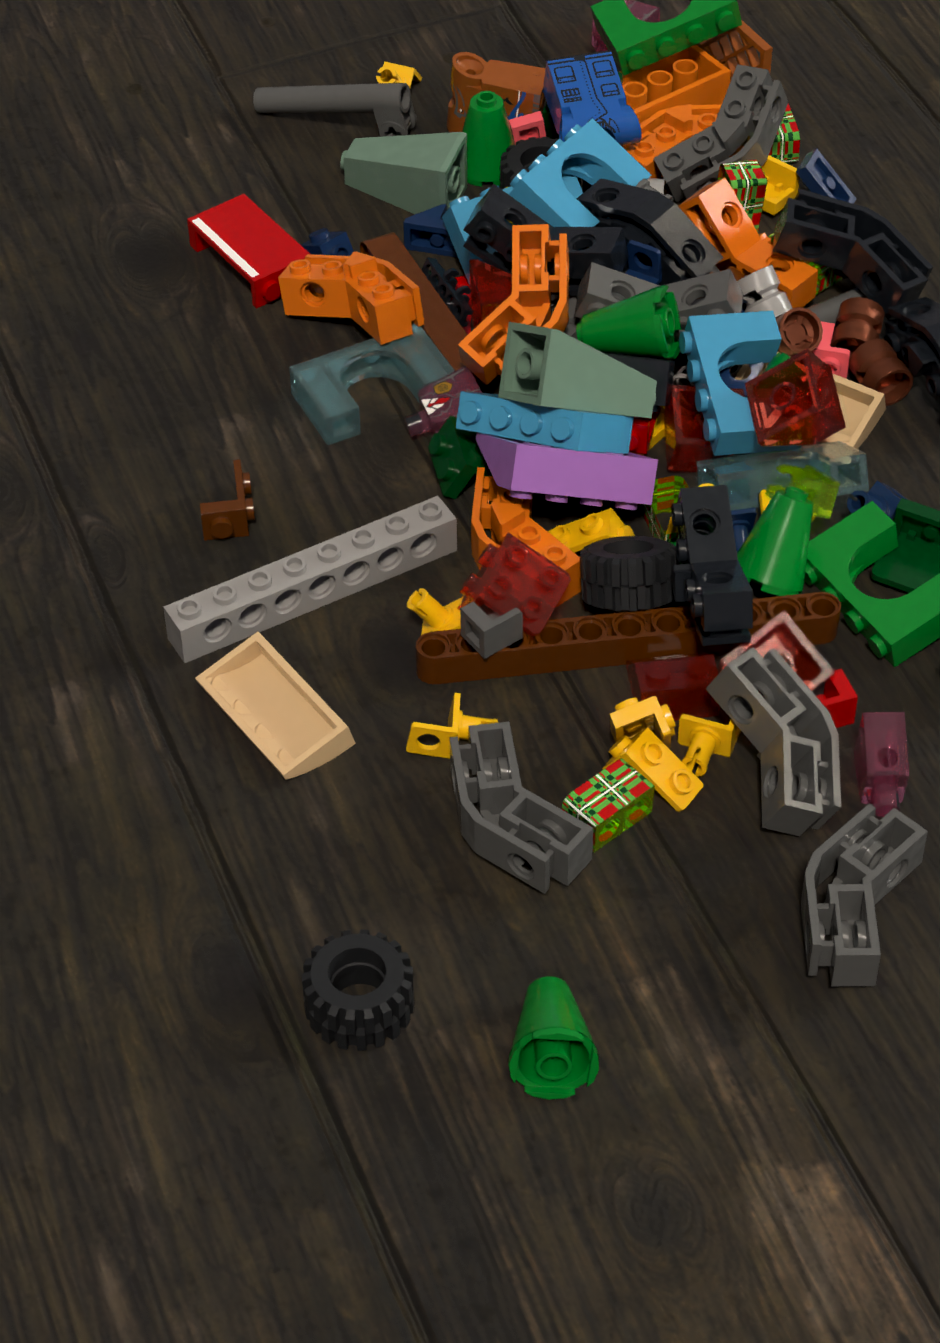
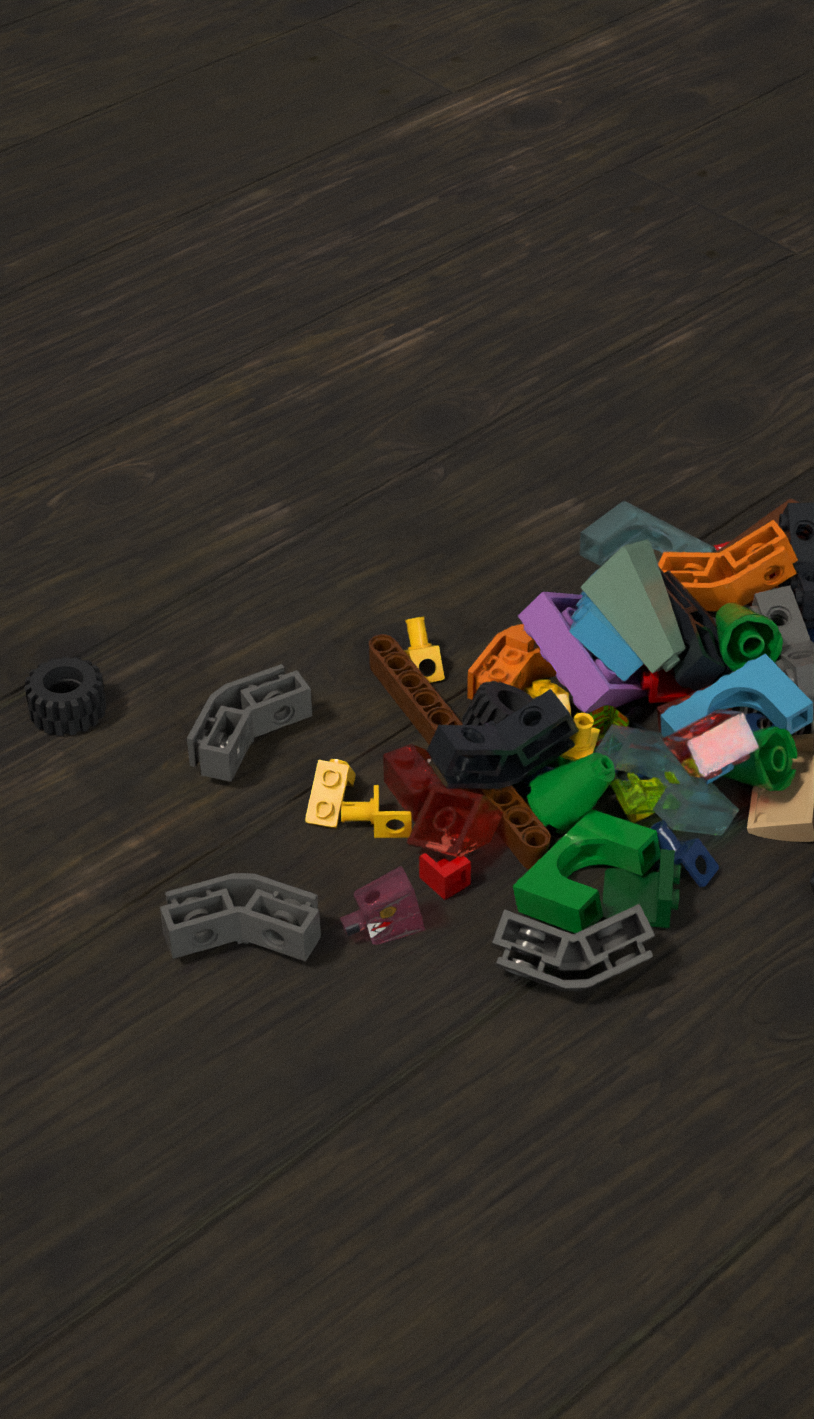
camera: 70 degrees right, 5 degrees down
(229, 517) = (482, 525): reddish brown bracket -> none
(248, 243) = (746, 452): red panel -> none
(275, 708) = (302, 598): tan slope -> none
(310, 579) = (424, 574): light grey brick -> none
(328, 243) = (779, 490): dark blue bracket -> none
(354, 288) = (721, 511): orange brick -> none
(456, 727) = (322, 682): yellow bracket -> none
(492, 631) = (397, 660): dark grey panel -> none
(519, 578) = (446, 658): clear red bracket -> none
(552, 1043) = (57, 793): green cone -> none
(611, 801) = (281, 774): piece -> none
(634, 716) = (356, 767): yellow bracket -> none
(796, 771) = (368, 849): dark grey brick -> none

